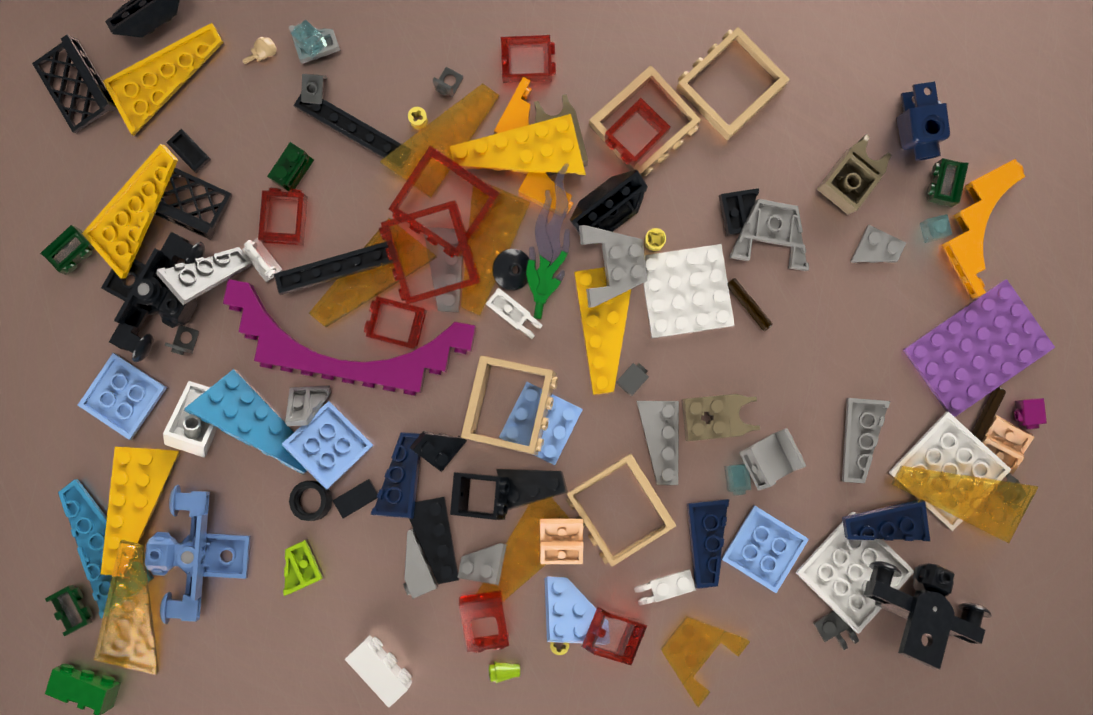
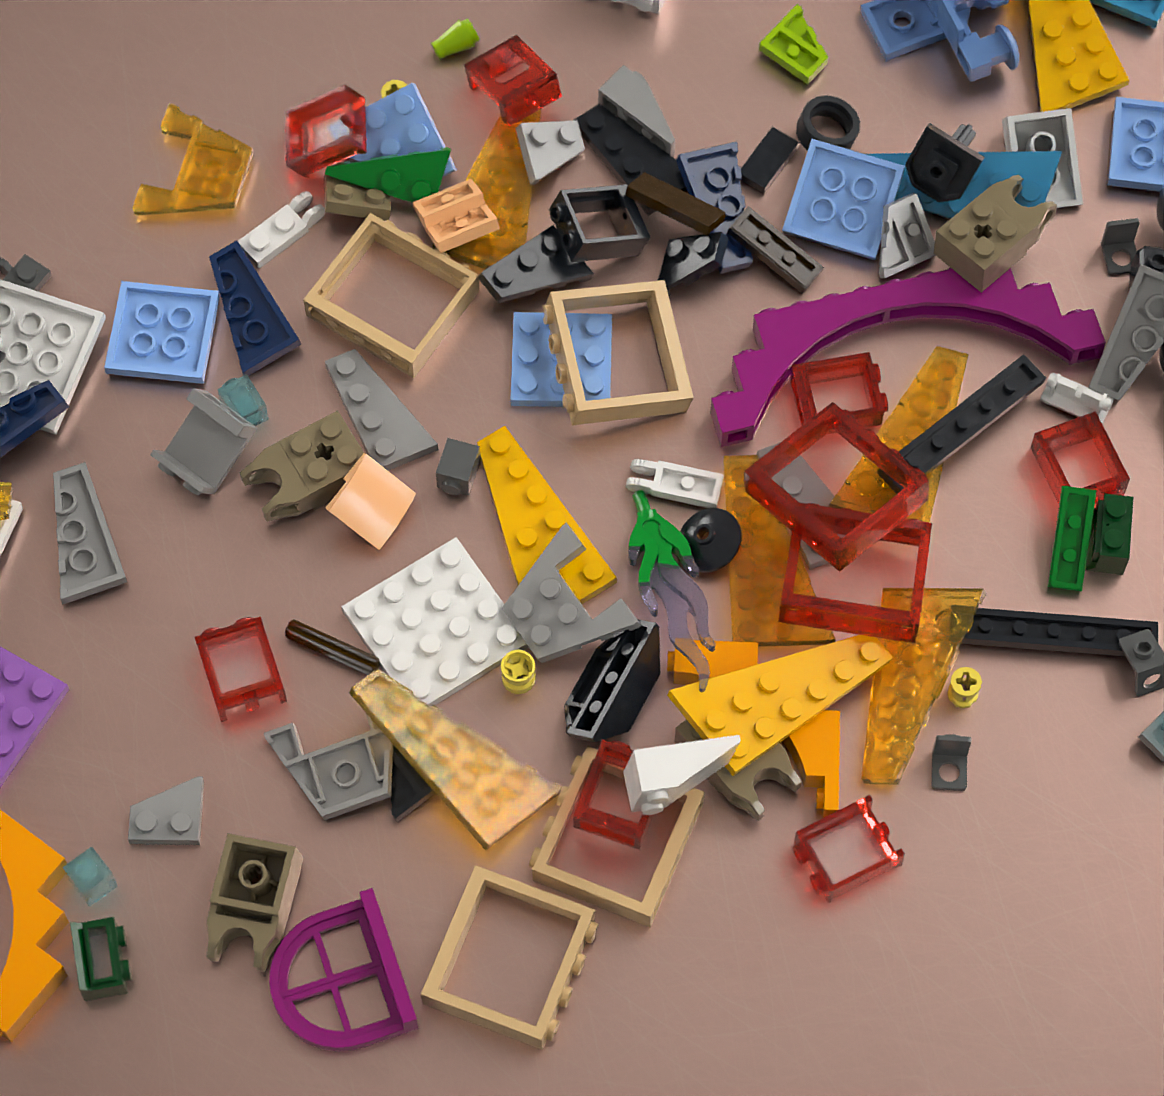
camera: 155 degrees right, 20 degrees down
(248, 376) = (991, 233): none -> dark tan brick
(259, 432) = (943, 163): none -> black piece
(313, 173) = (1071, 538): none -> green tile
(383, 433) = (775, 249): none -> tile
(429, 484) = (675, 203): none -> dark brown tile
(581, 585) = (402, 176): none -> green wing
(608, 113) = (667, 772): none -> white slope
(614, 586) = (354, 200): none -> dark tan wing
(692, 377) = (371, 501): none -> light nougat slope
(711, 191) = (462, 767): none -> clear yellow wing
(798, 113) = (383, 964): none -> magenta window
(806, 313) = (239, 665): none -> window
(923, 122) = (178, 1016): dark blue piece -> none

